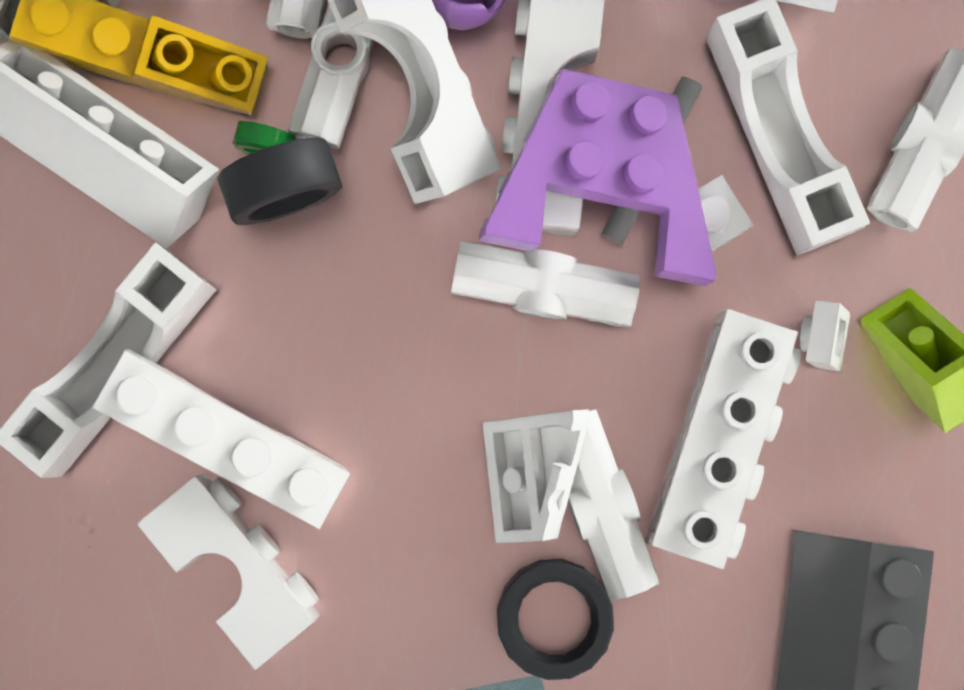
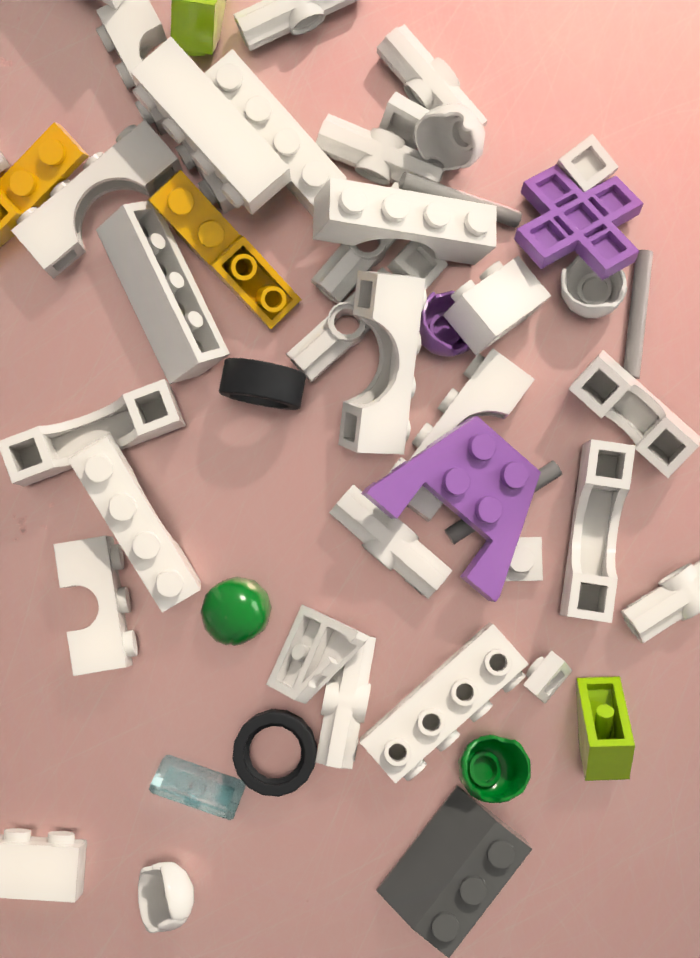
camera: 35 degrees right, 0 degrees up
(255, 136) = (267, 350): green tile -> none
(407, 476) = (235, 611): none -> green hair
(830, 482) = (494, 769): none -> green hair

